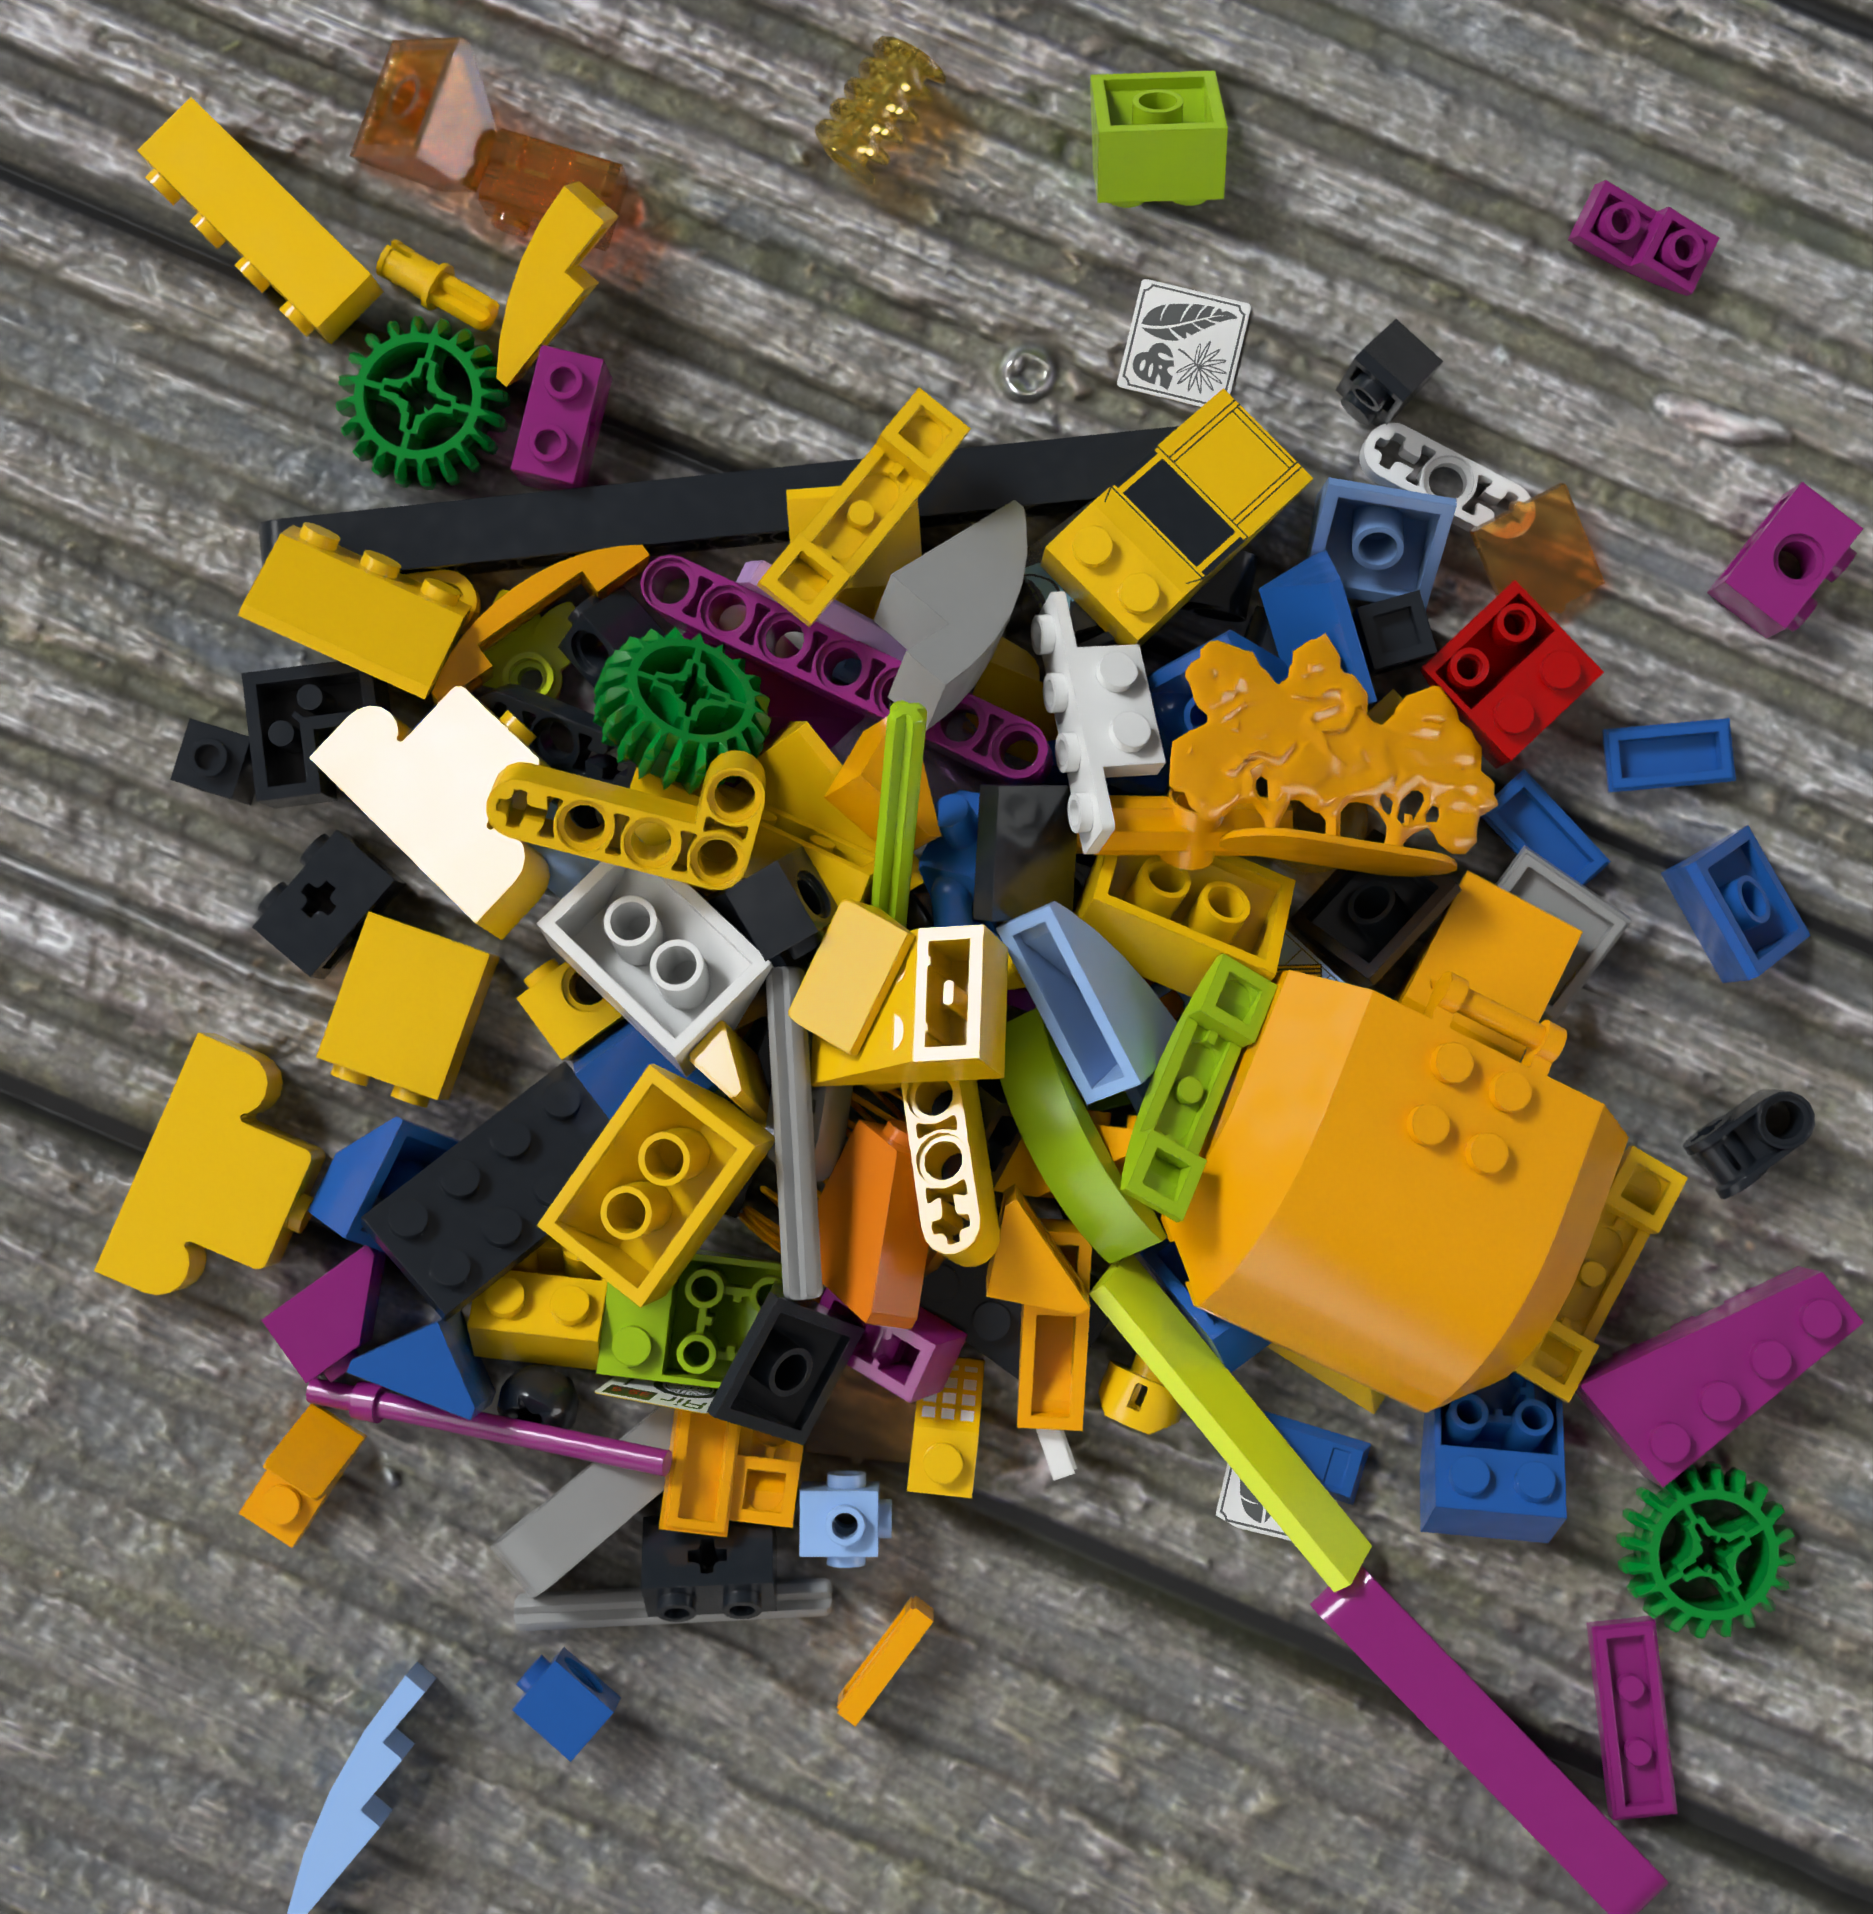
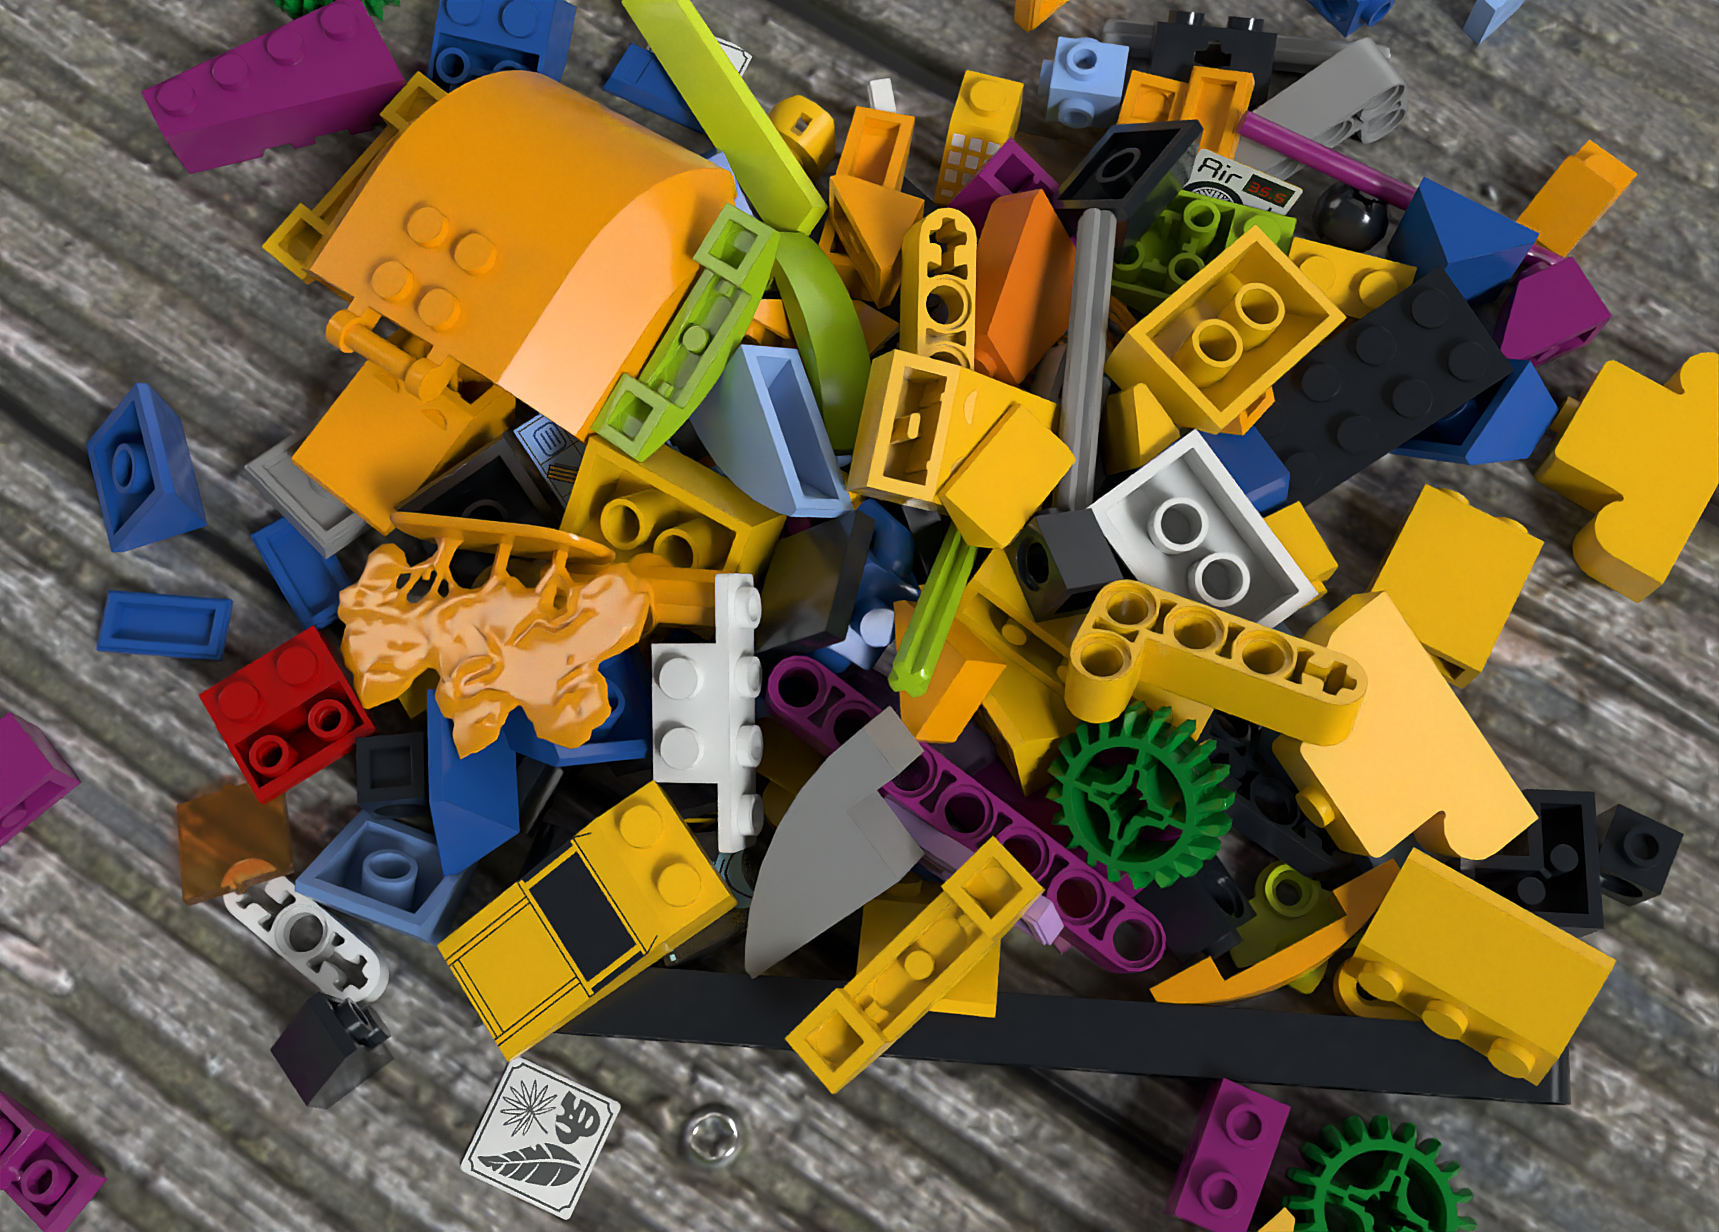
camera: 165 degrees left, 15 degrees down
(320, 938) = (1548, 676): black brick -> none
(1740, 1147) = (195, 272): black piece -> none

